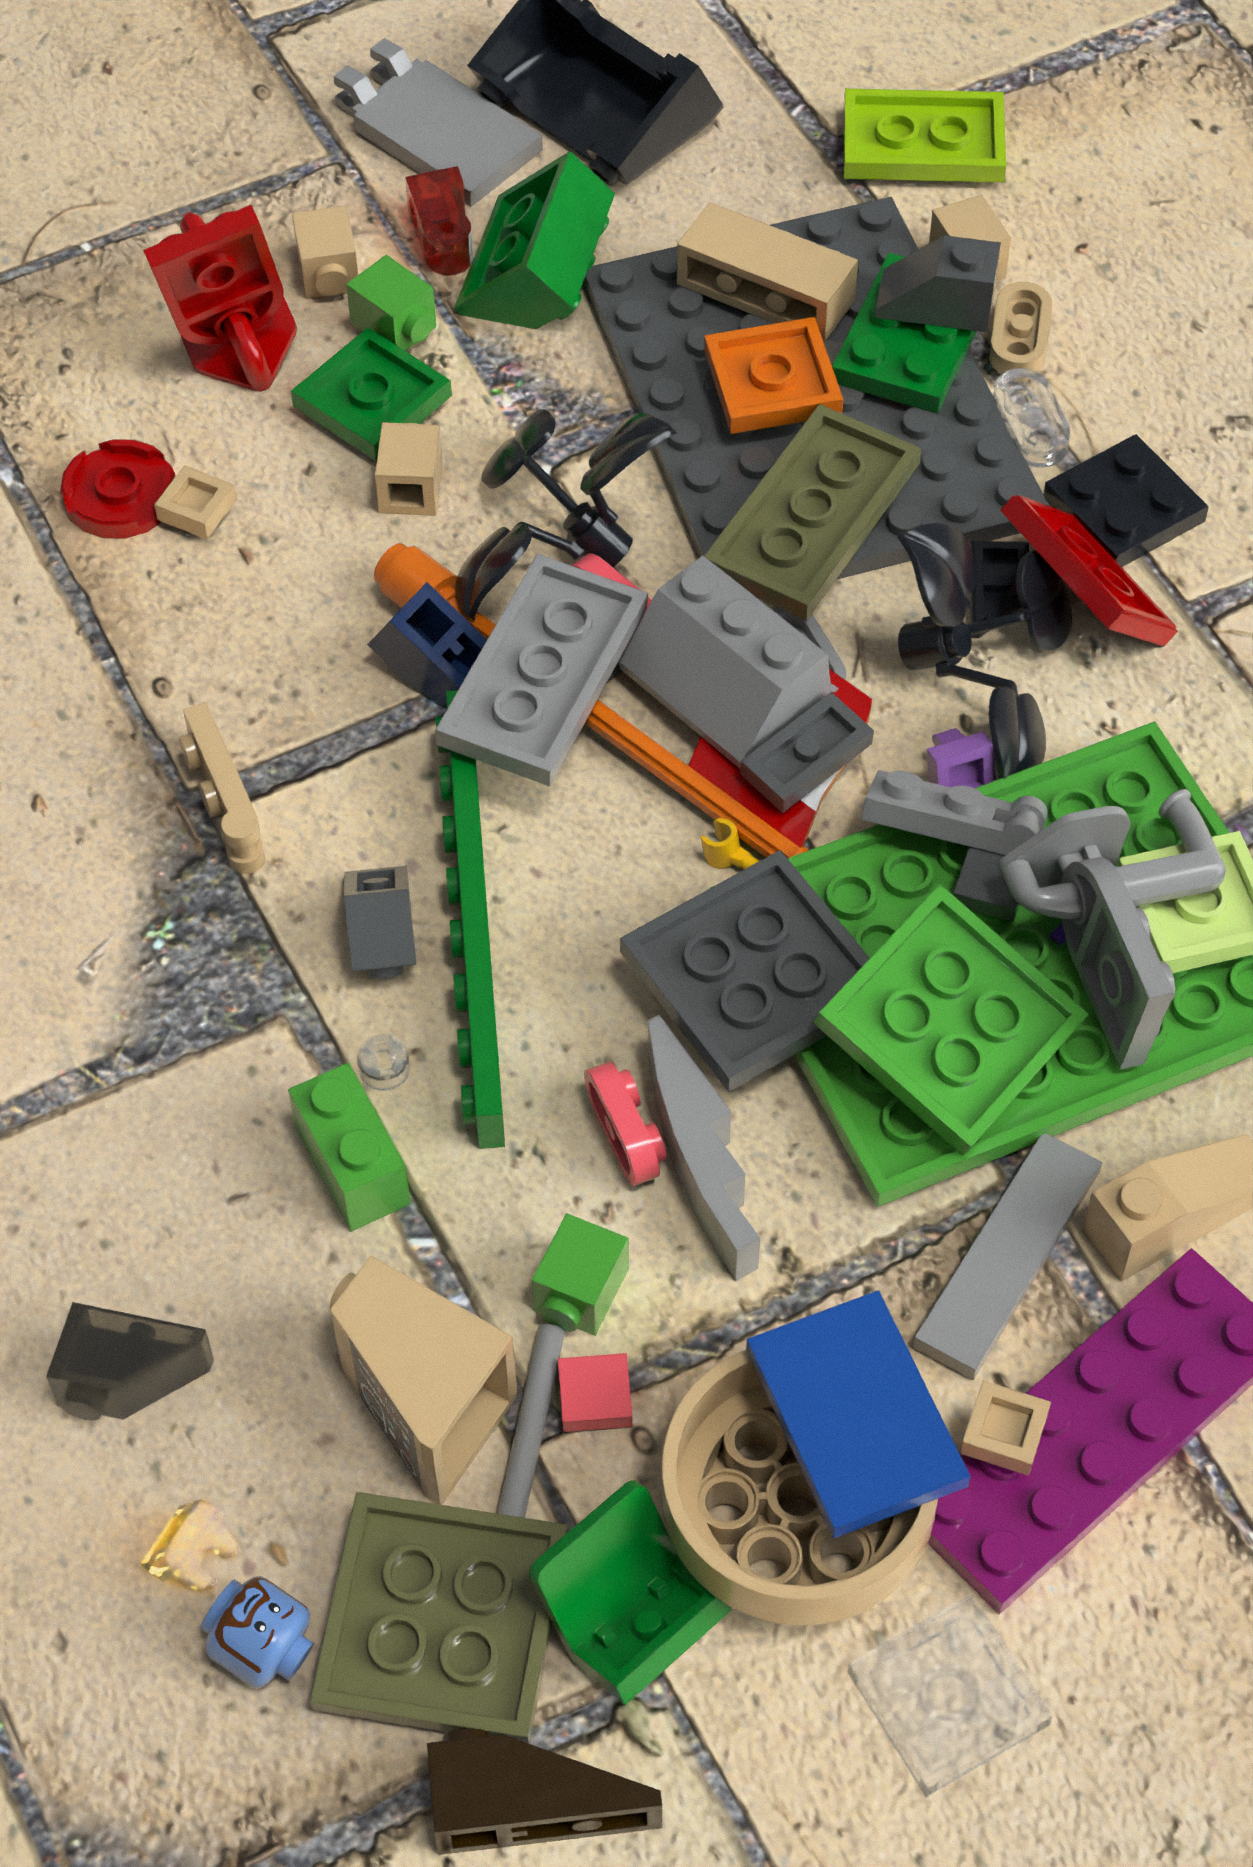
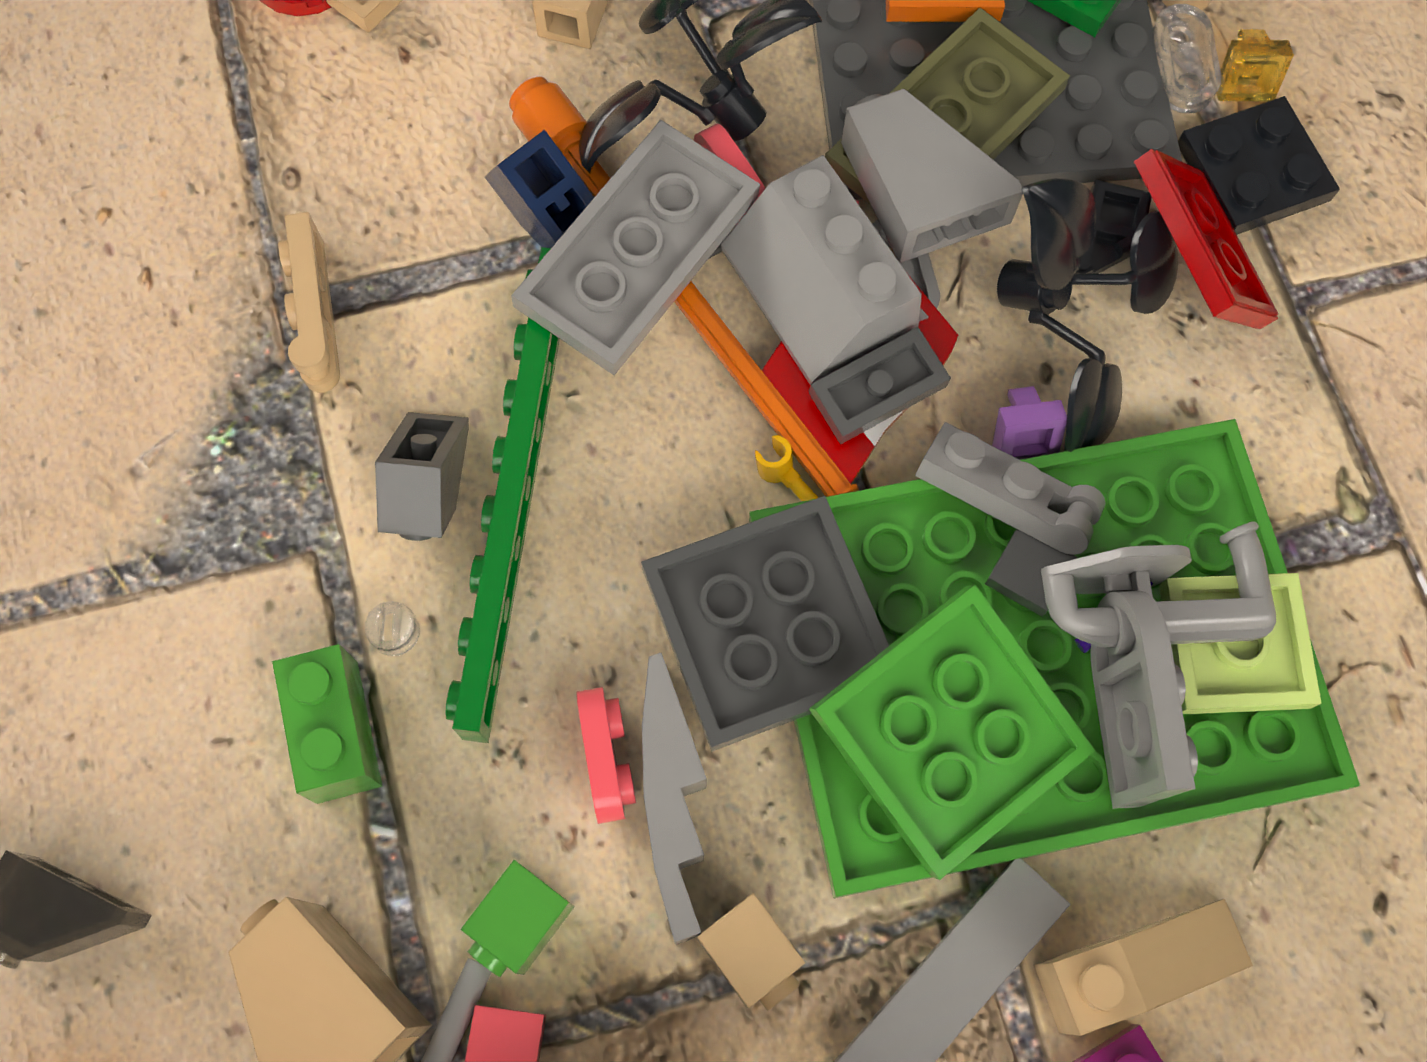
camera: 10 degrees right, 15 degrees up
(804, 556) = (924, 175): none -> light grey slope
(810, 1258) = (753, 954): none -> tan brick
(1098, 414) = (1254, 67): none -> clear yellow tile

